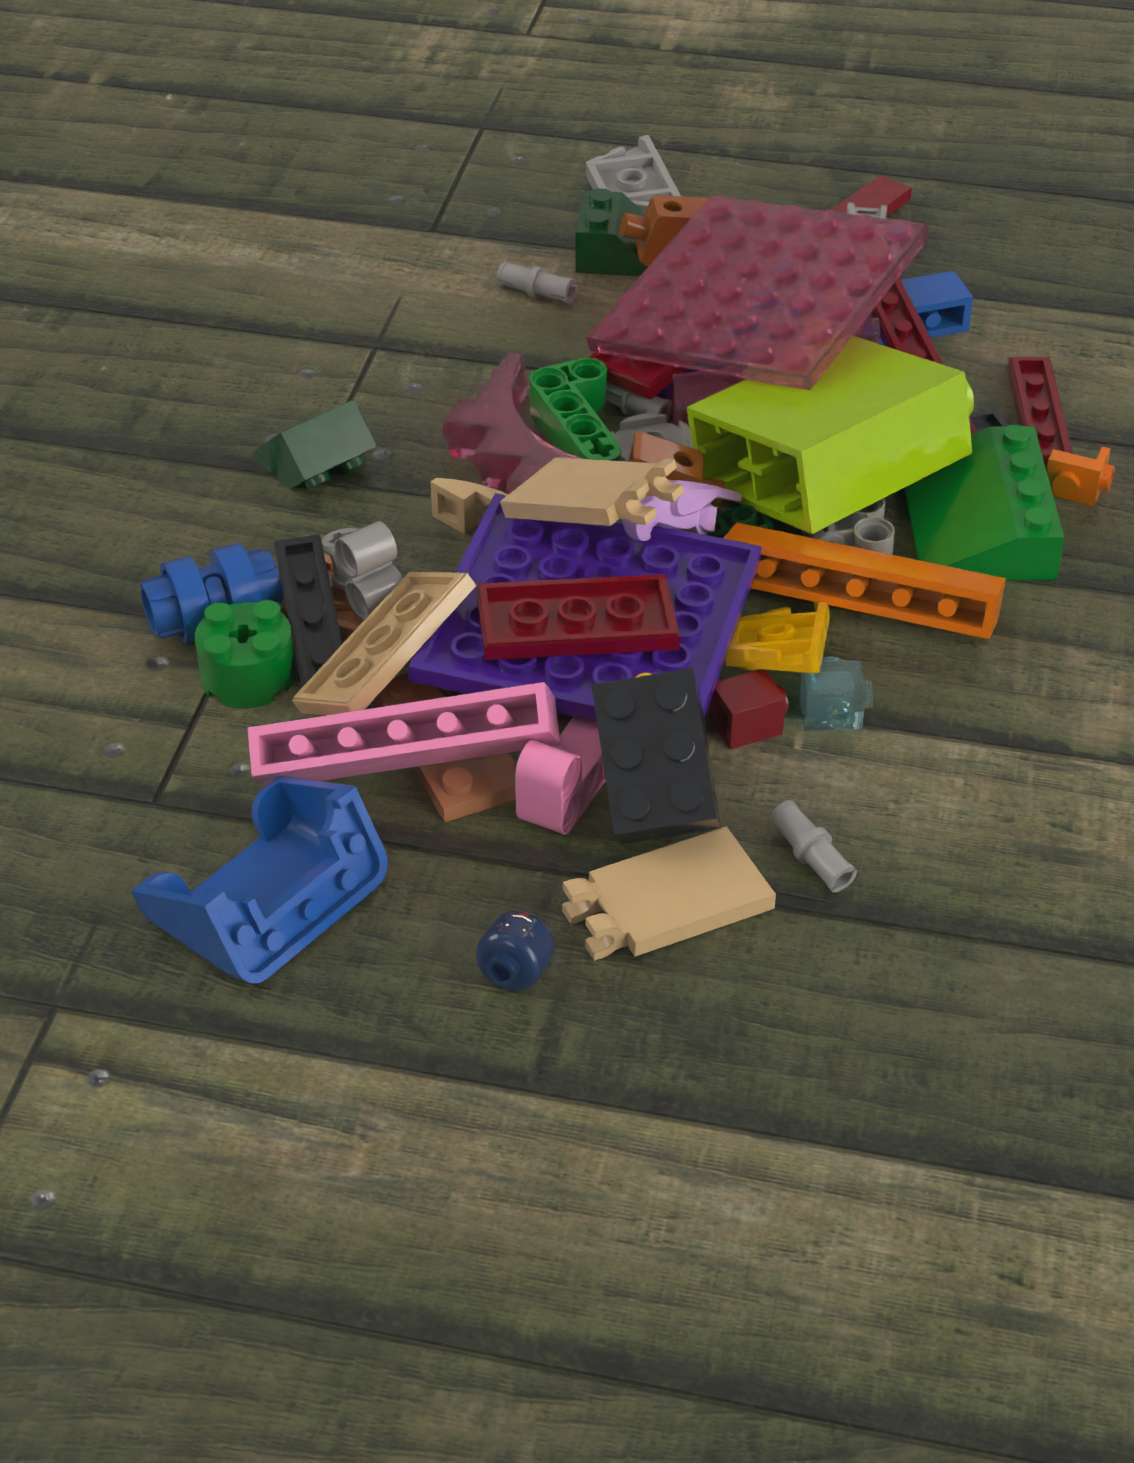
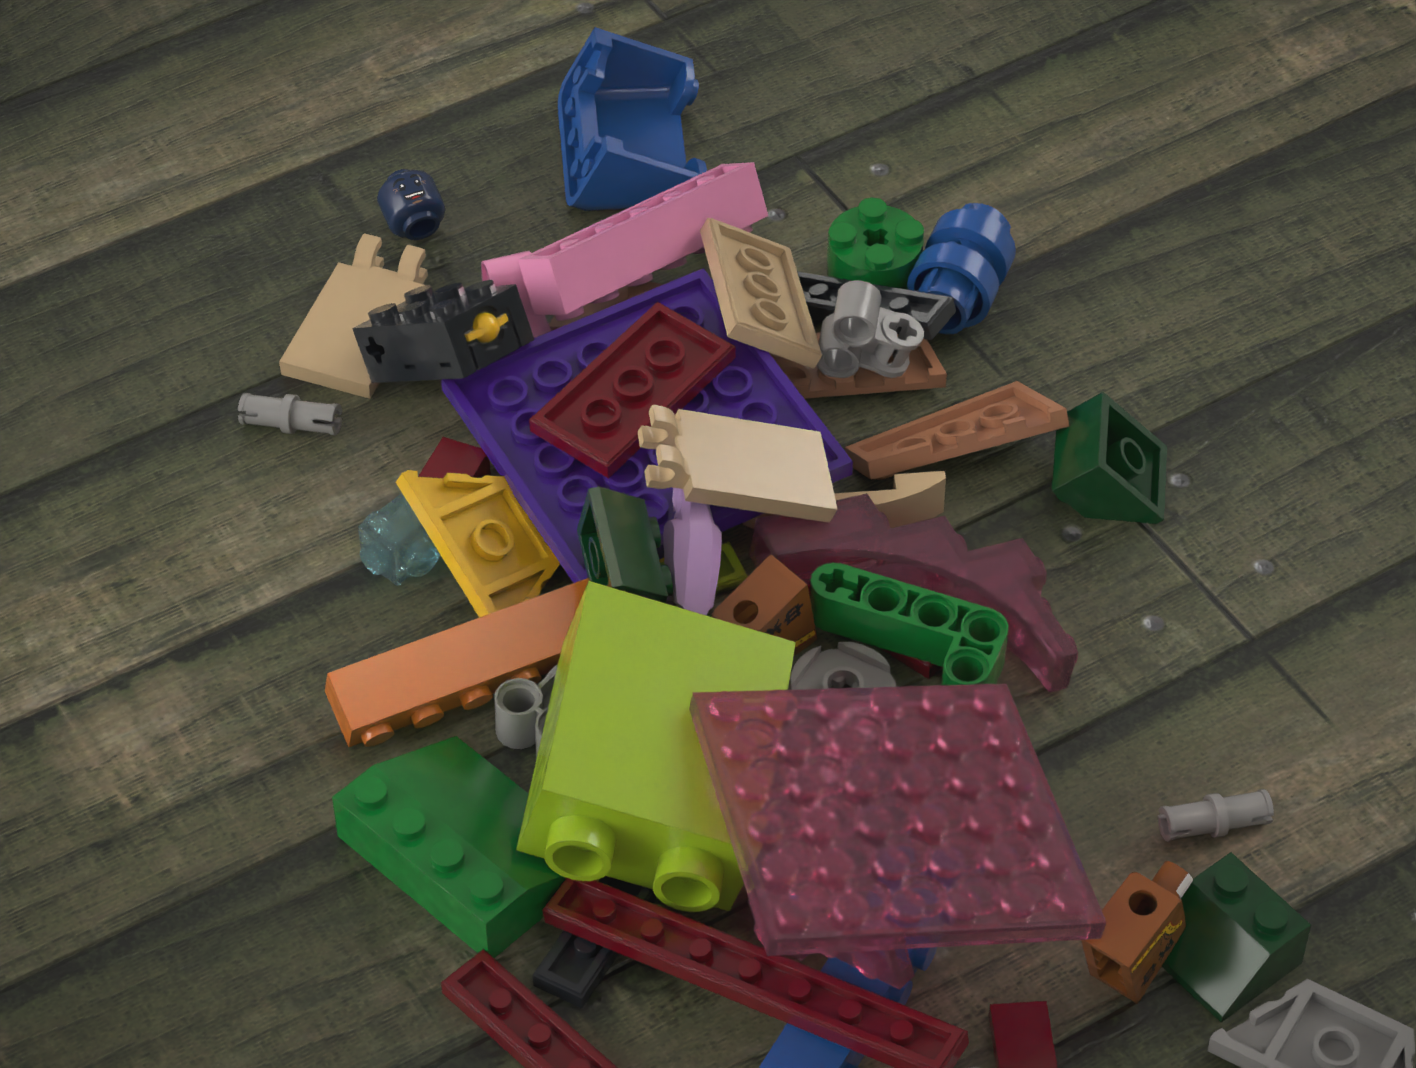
camera: 135 degrees right, 5 degrees up
(340, 498) = (964, 428): none -> nougat wing
(738, 505) = (622, 544): none -> dark green slope
(1079, 477) = (407, 943): orange bracket -> none

